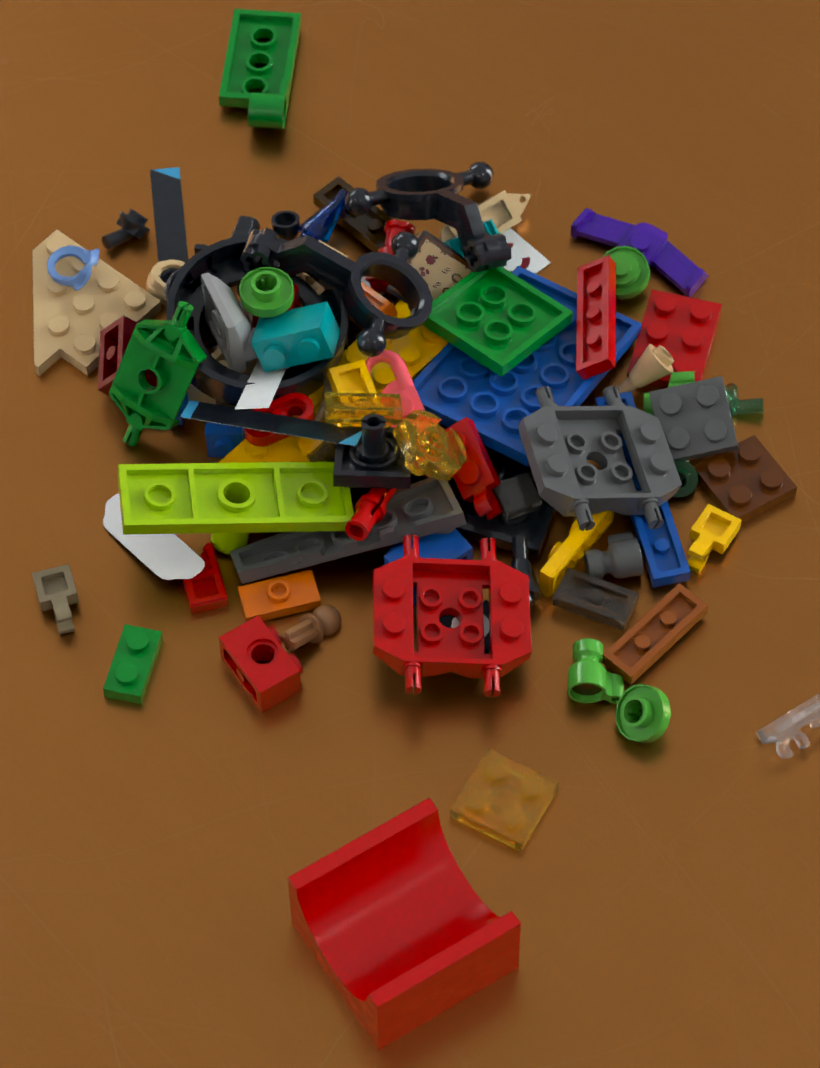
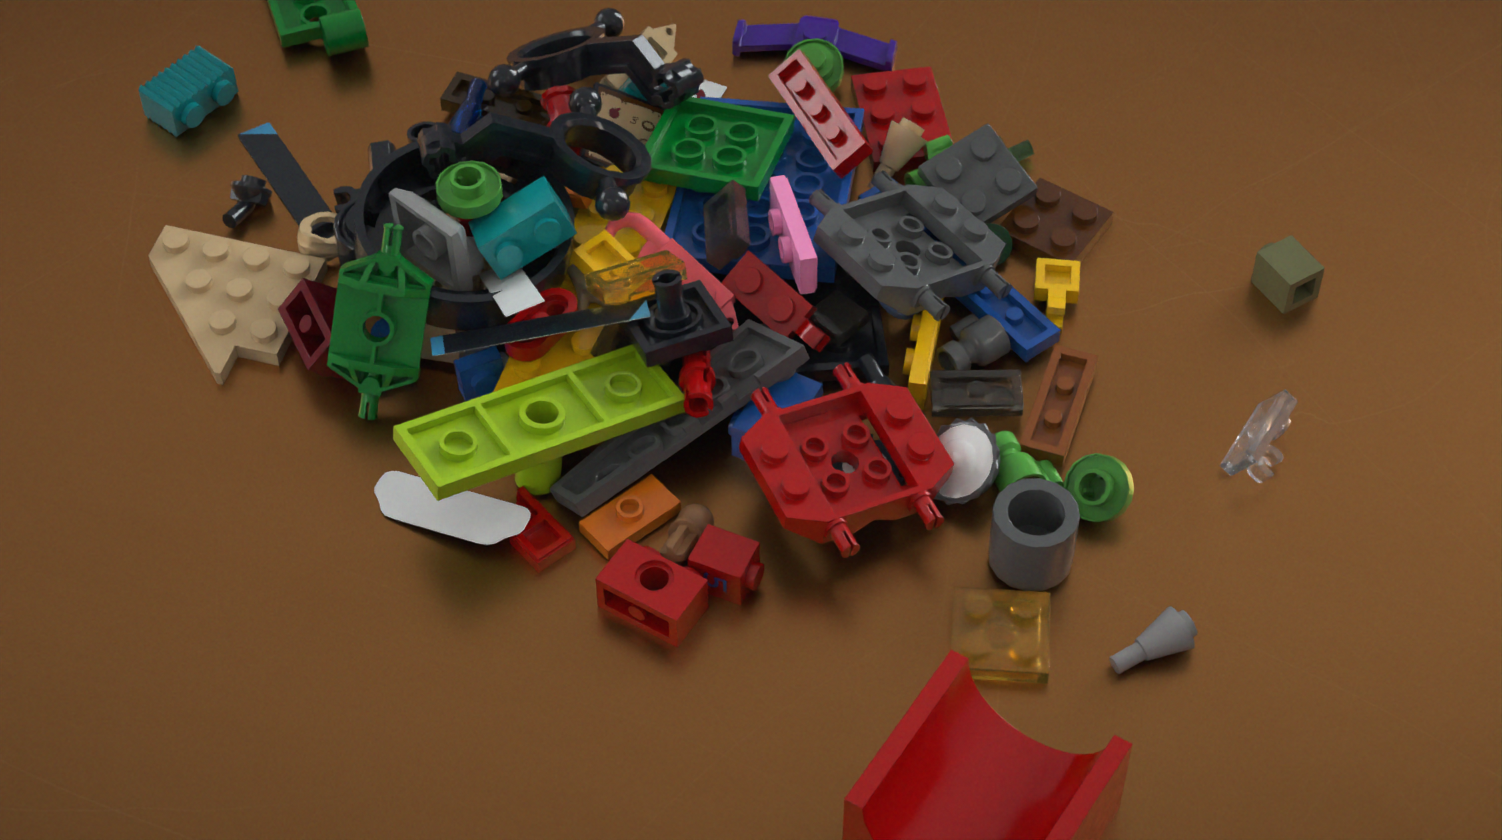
camera: 25 degrees left, 5 degrees down
(57, 591) = (372, 602): dark tan plate -> none
(77, 281) = (220, 238): medium blue piece -> none
(127, 120) = (188, 91): none -> teal brick
(133, 664) = (502, 649): green plate -> none
(325, 663) = (728, 563): none -> red brick
(429, 446) = (734, 293): clear yellow plate -> none
(462, 388) = (726, 225): none -> clear smoke plate
(508, 404) = (793, 240): none -> bright pink plate
(552, 652) = (974, 459): none -> white piece
(564, 731) = (1033, 534): none -> dark grey piece
(626, 851) = (1165, 636): none -> light grey cone

